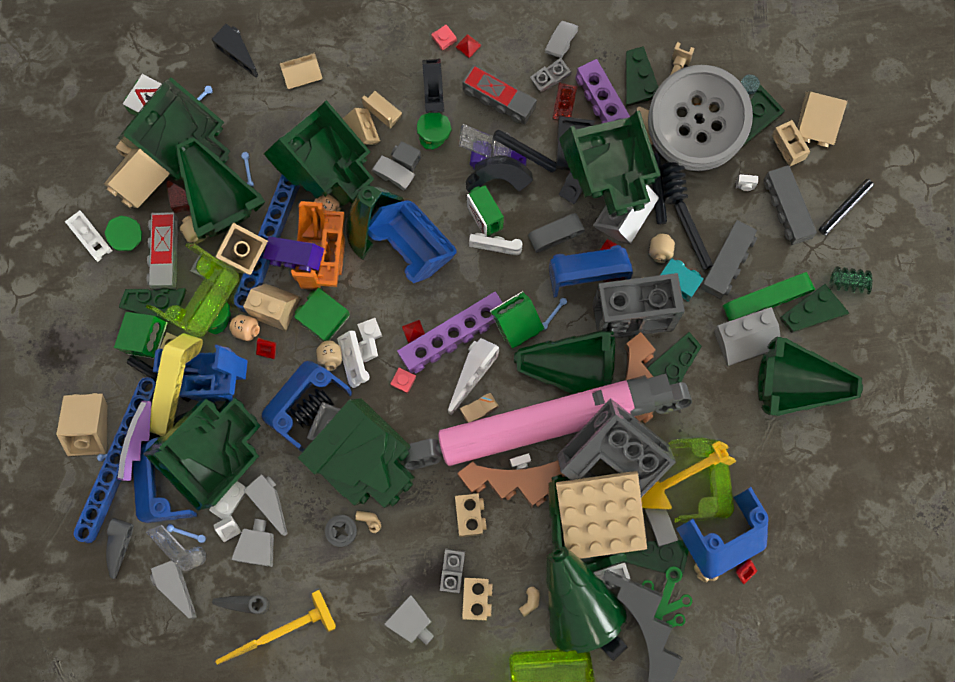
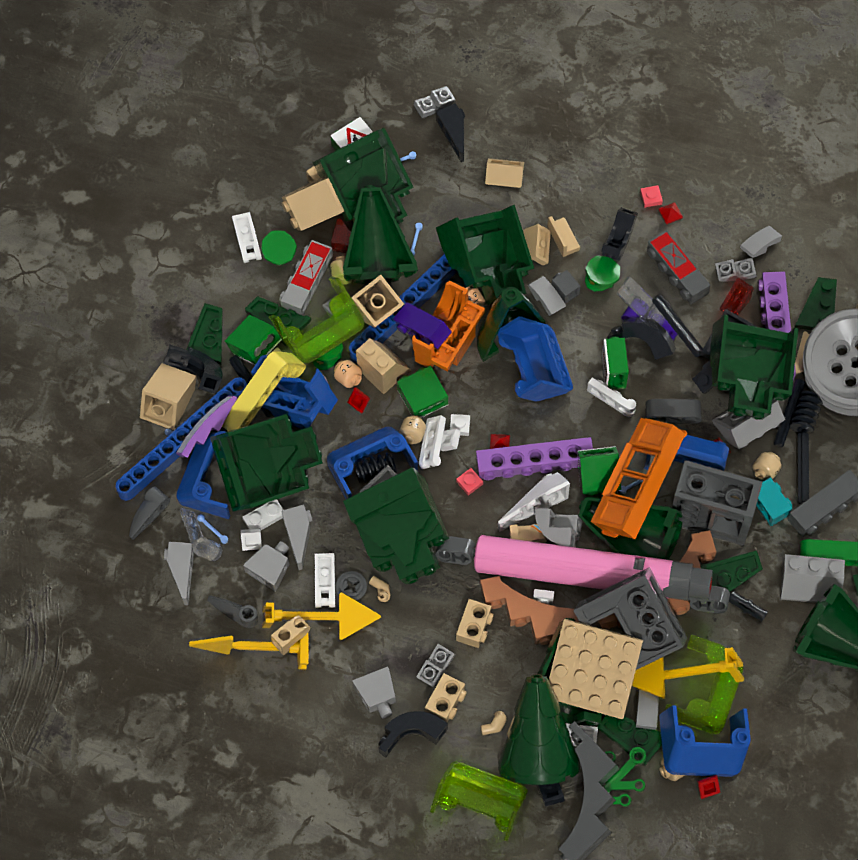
camera: 25 degrees right, 10 degrees down
(95, 348) = (208, 333): none -> dark green wing
(99, 381) = (197, 363): none -> black arch
(206, 30) = (436, 101): none -> light grey slope
(307, 608) = (289, 634): none -> tan leg
(313, 535) = (325, 579): none -> white plate
(353, 559) = (351, 616): none -> yellow piece
(463, 633) = (412, 723): none -> black arch
(505, 391) = (559, 529): none -> light grey brick
(560, 356) = (625, 515): none -> orange piece
(704, 386) = (747, 606): none -> black pin

